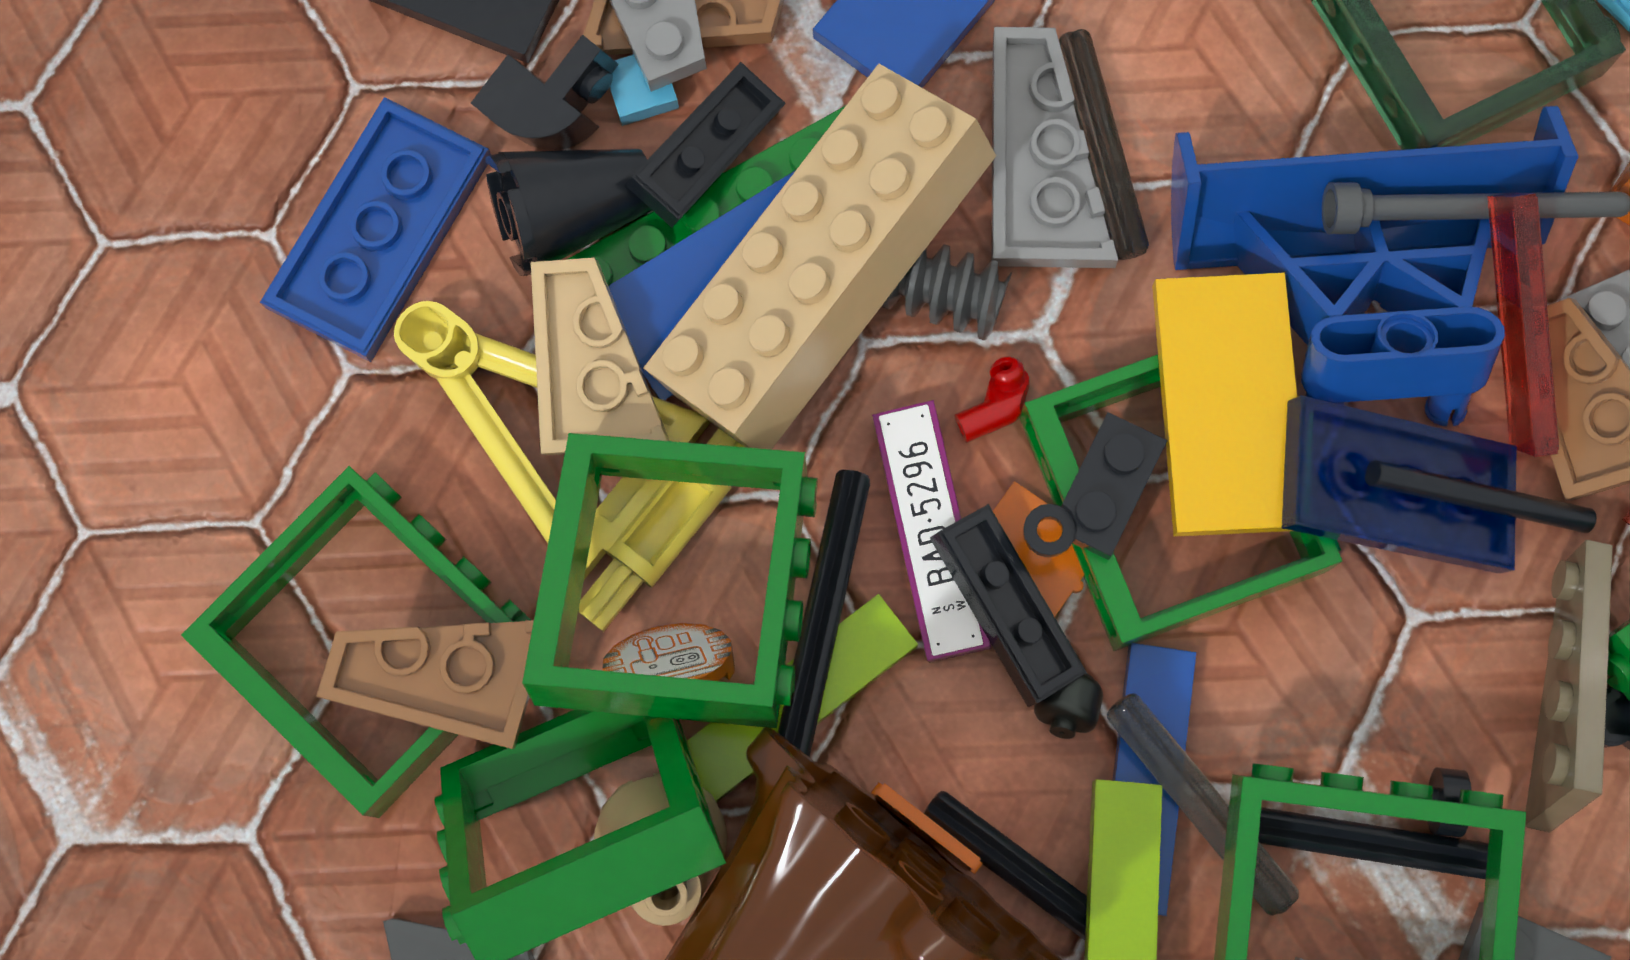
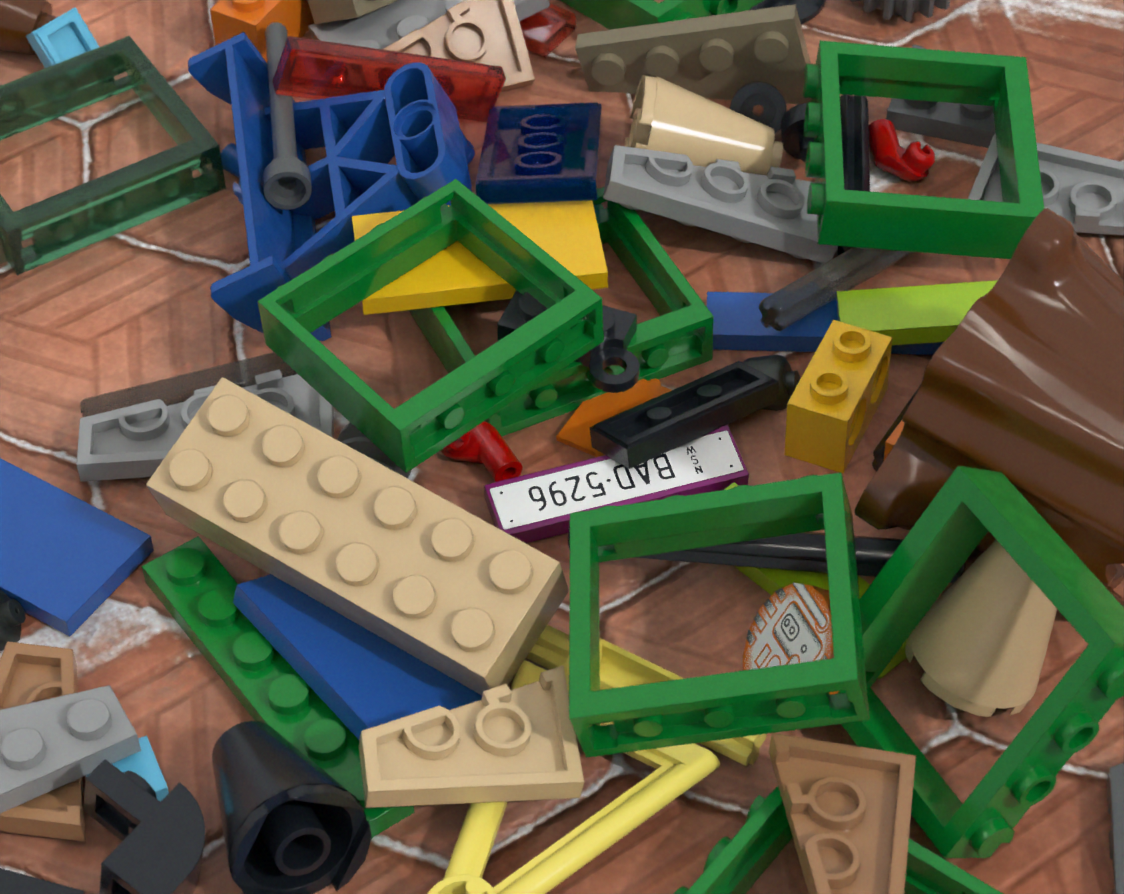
camera: 100 degrees left, 30 degrees down
(705, 144) = (209, 686): black tile -> none
(1017, 765) = (837, 396): none -> yellow brick
(1164, 257) = (475, 388): none -> green window
(1318, 677) = (718, 198): none -> light grey wing
(1410, 897) = (888, 155): none -> red arm
(1420, 662) = (688, 124): none -> tan cone
(1479, 496) = (544, 109): black bar -> none
(1489, 747) = (760, 94): none -> black tile

